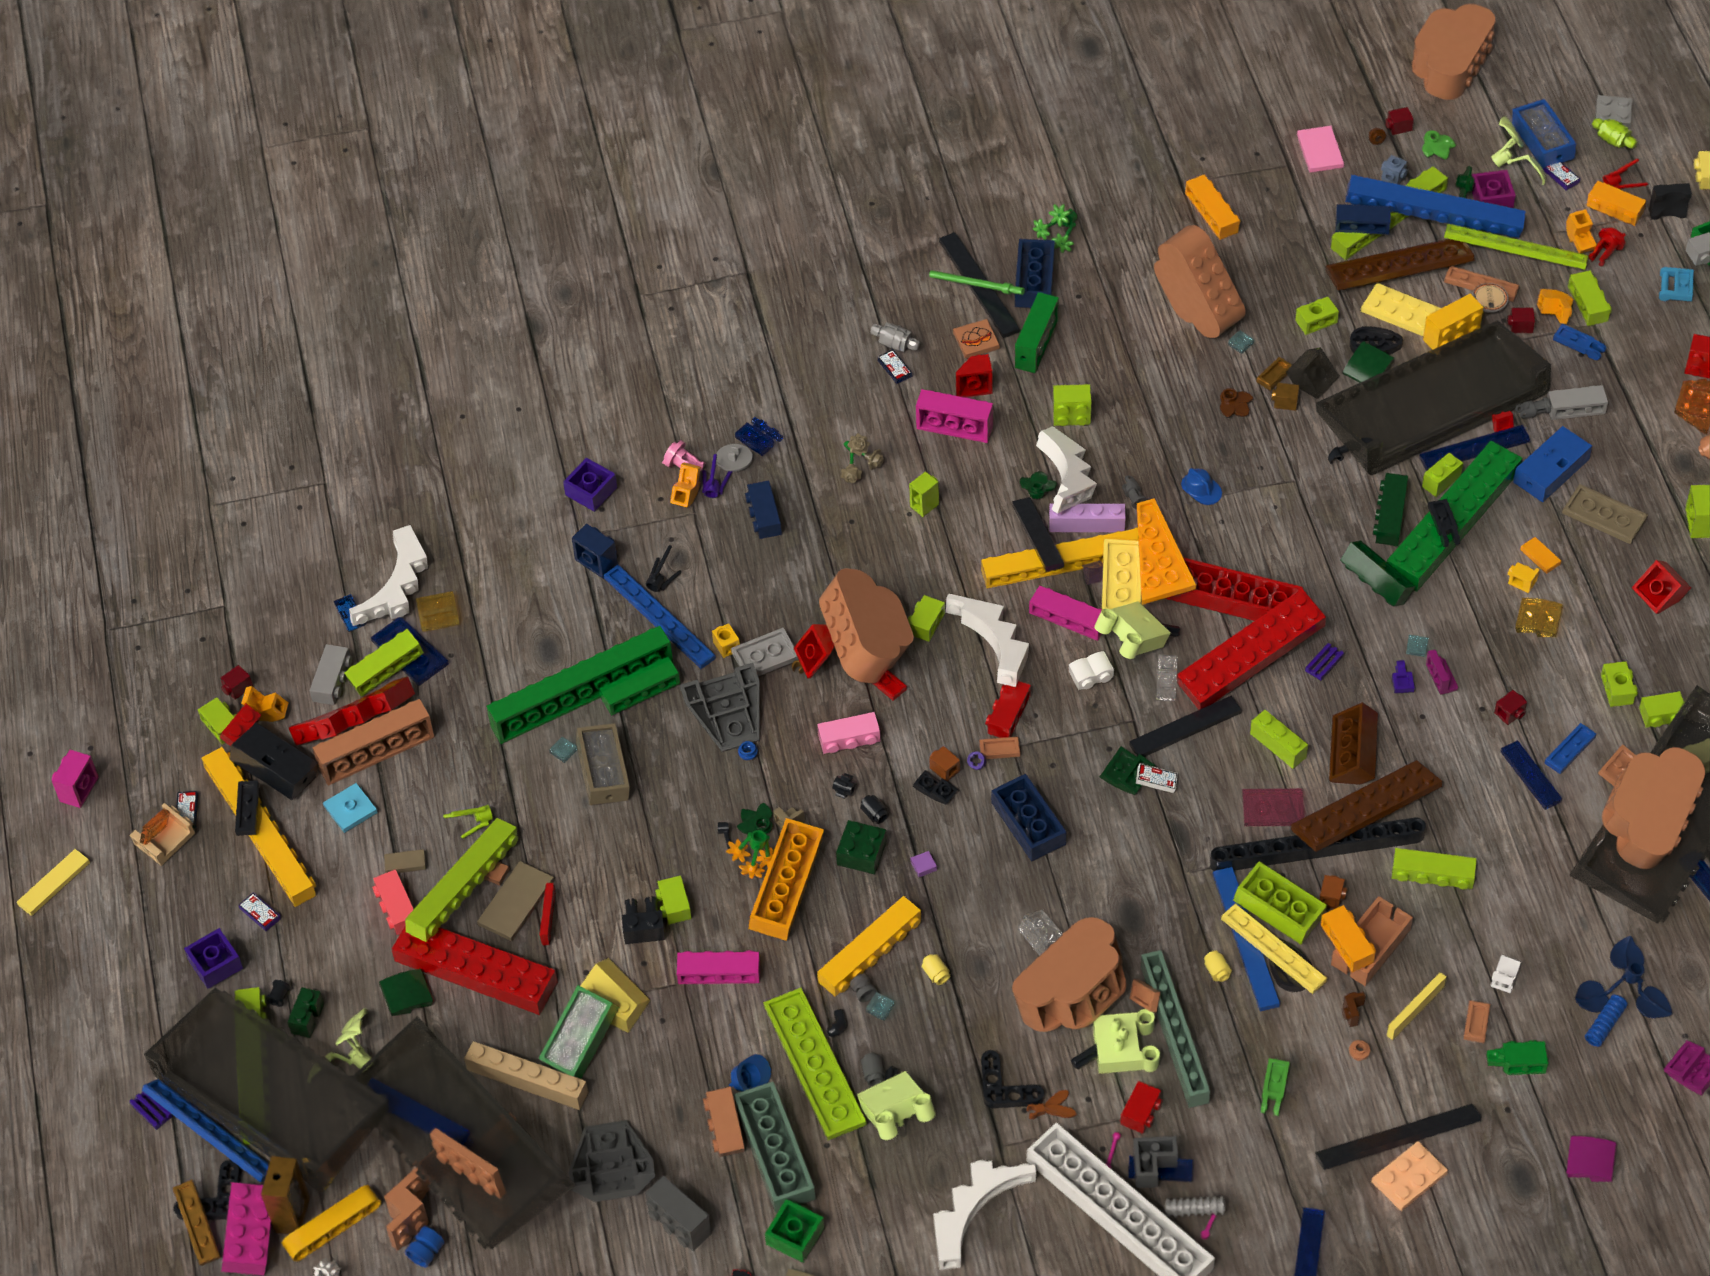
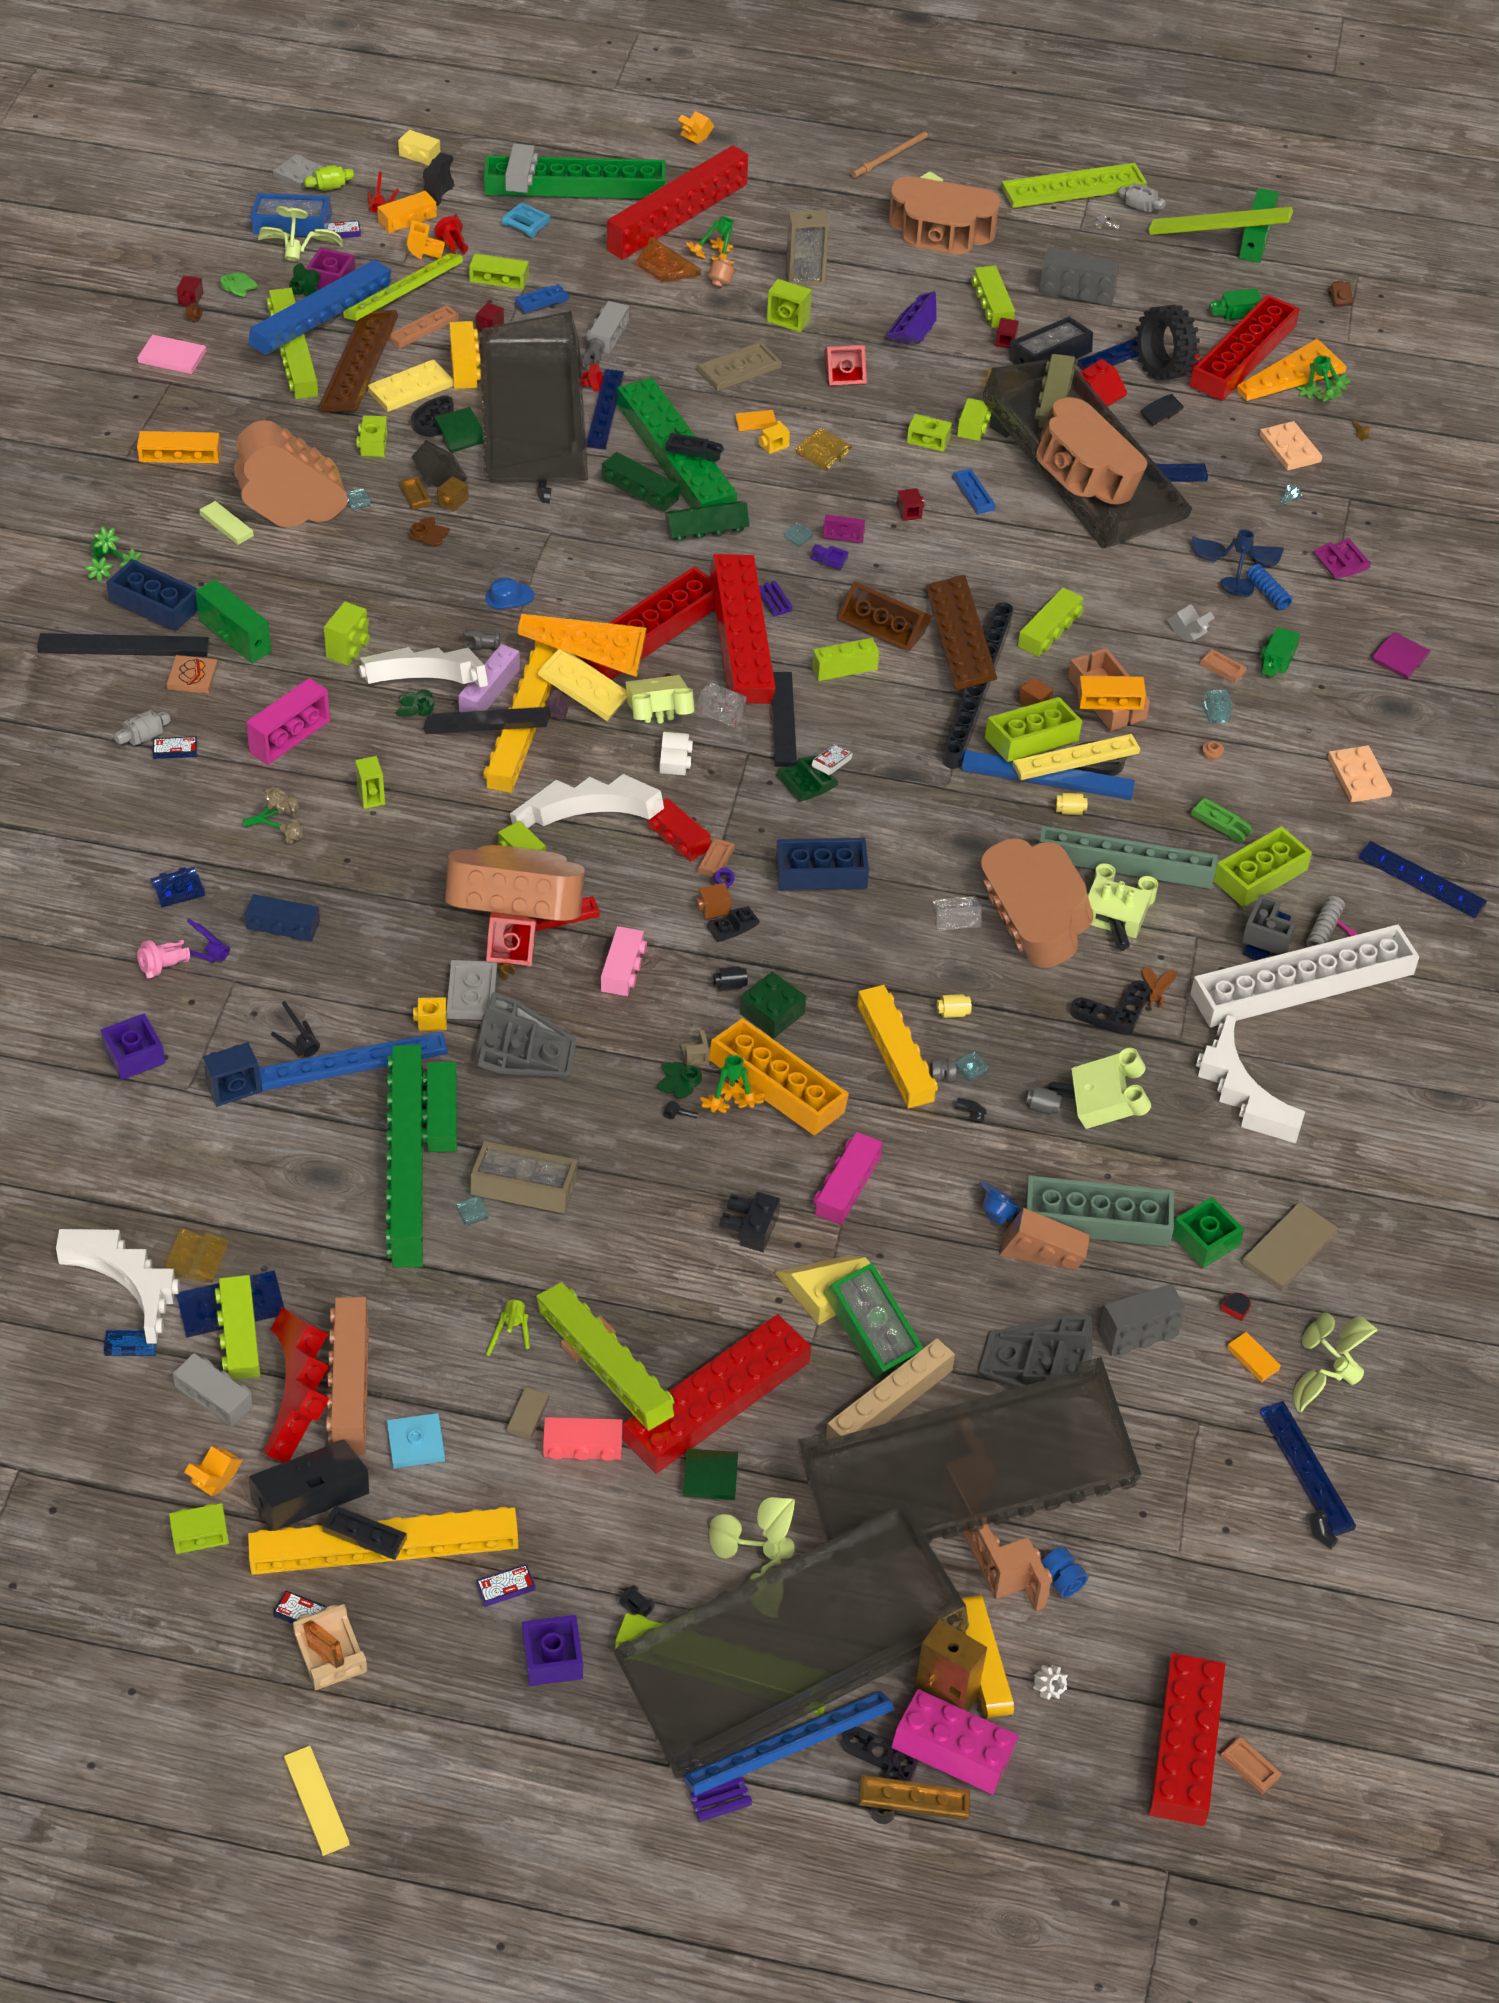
camera: 70 degrees left, 5 degrees down
(74, 778) = (184, 1713): dark pink brick -> none
(235, 682) = (153, 1490): dark red brick -> none
(240, 724) = (237, 1498): red brick -> none
(307, 1005) = (681, 1583): dark green brick -> none
(418, 1114) = (926, 1489): clear blue tile -> none
(468, 1163) = (1023, 1457): nougat plate -> none
(515, 901) = (648, 1327): dark tan tile -> none
(547, 914) = (688, 1301): red tile -> none
(673, 899) = (738, 1180): lime brick -> none
(688, 485) = (199, 968): light orange brick -> none
(734, 457) = (177, 918): light grey piece -> none
(747, 746) = (586, 1047): blue plate -> none
(814, 1064) = (1009, 1144): lime plate -> none
(844, 785) = (687, 989): black gear -> none
(923, 864) = (818, 969): medium lavender tile -> none
(974, 377) = (252, 684): red slope -> none
(1006, 288) = (162, 615): bright green bar -> none
(1065, 612) = (593, 741): dark pink brick -> none
(1116, 1136) = (1216, 952): dark pink hinge -> none
(1141, 1107) = (1197, 918): red brick -> none
(1144, 995) = (1087, 858): nougat tile -> none
(1149, 283) = (226, 522): none -> yellowish green tile
(1229, 1133) = (1262, 866): none -> lime brick
(1272, 807) = (914, 698): clear pink tile -> none
(1350, 1006) = (1169, 735): reddish brown bracket -> none
(1362, 219) = (297, 352): dark blue brick -> none
(1394, 170) = (246, 316): sand blue brick -> none
(1398, 1136) = (1318, 763): black tile -> none
(1414, 1033) = (1218, 706): none -> clear light blue brick
(1416, 1006) = (1190, 693): light yellow tile -> none
(1442, 474) = (625, 435): lime brick -> none
(1453, 49) = (142, 222): nougat brick -> none
(1491, 297) = (440, 324): tan piece -> none
(1531, 775) = (986, 525): clear blue tile -> none
(1552, 464) = (666, 363): blue brick -> none
(1555, 303) = (492, 289): light orange brick -> none
(1616, 764) = (1017, 467): nougat bracket -> none

